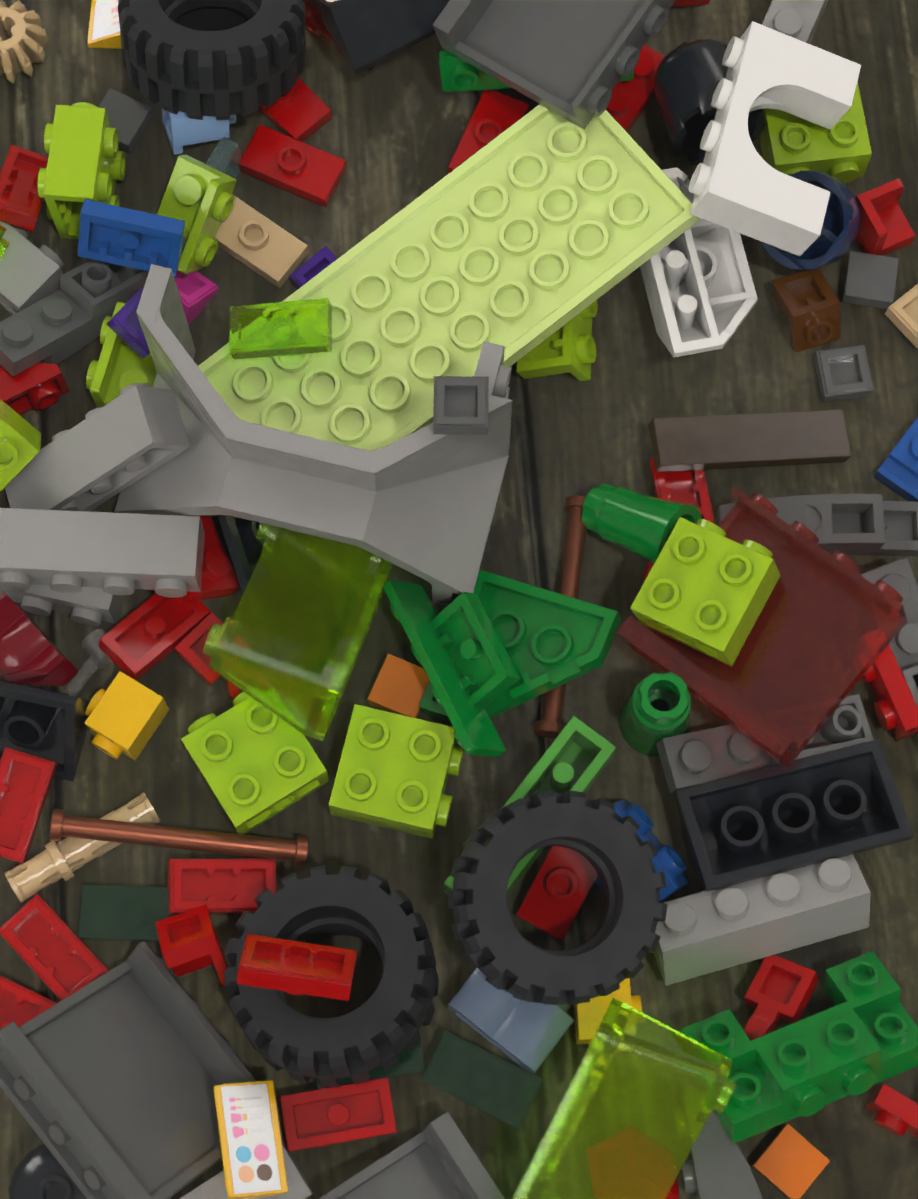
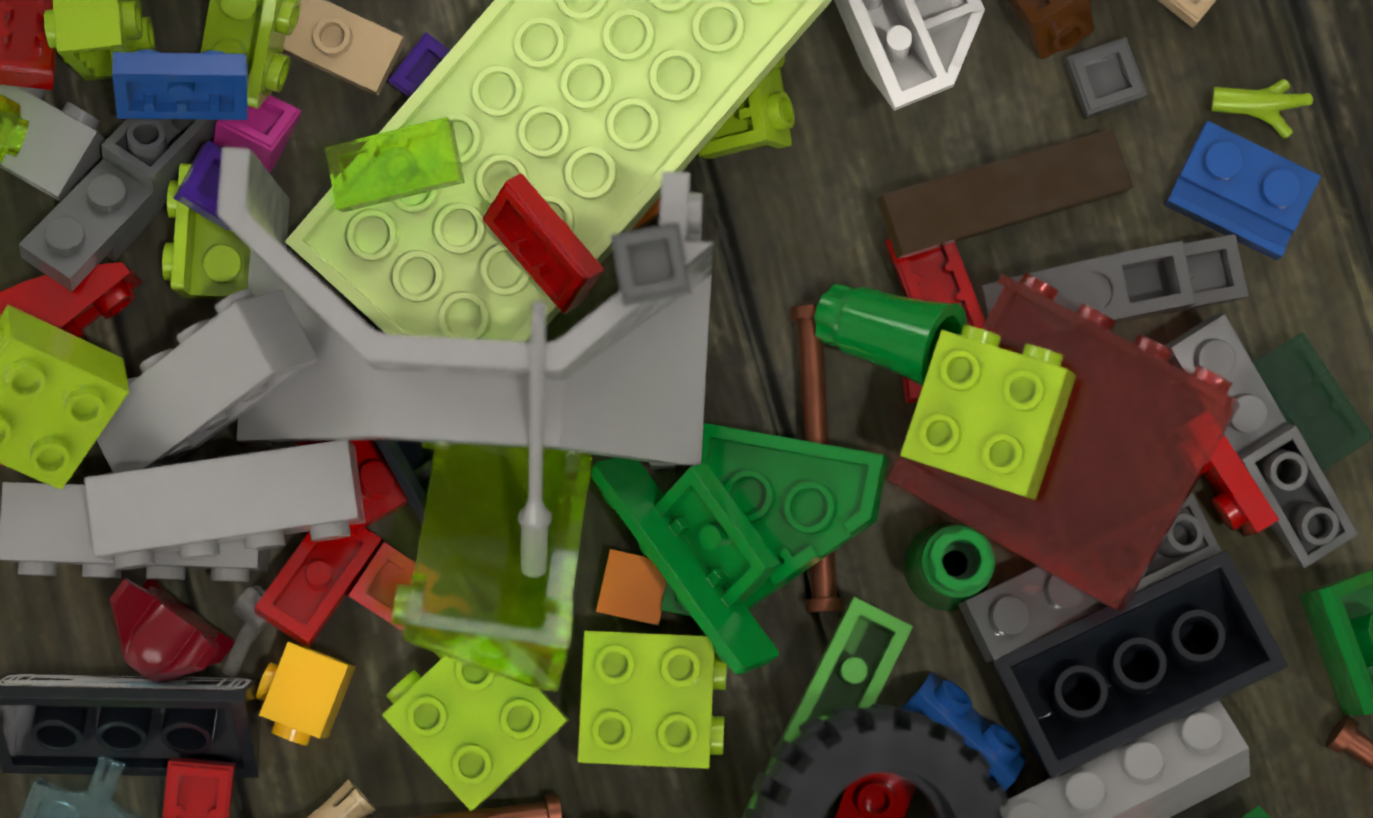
camera: 10 degrees left, 10 degrees up
(333, 598) = (535, 517): none -> light grey piece
(380, 397) = (543, 243): none -> red plate

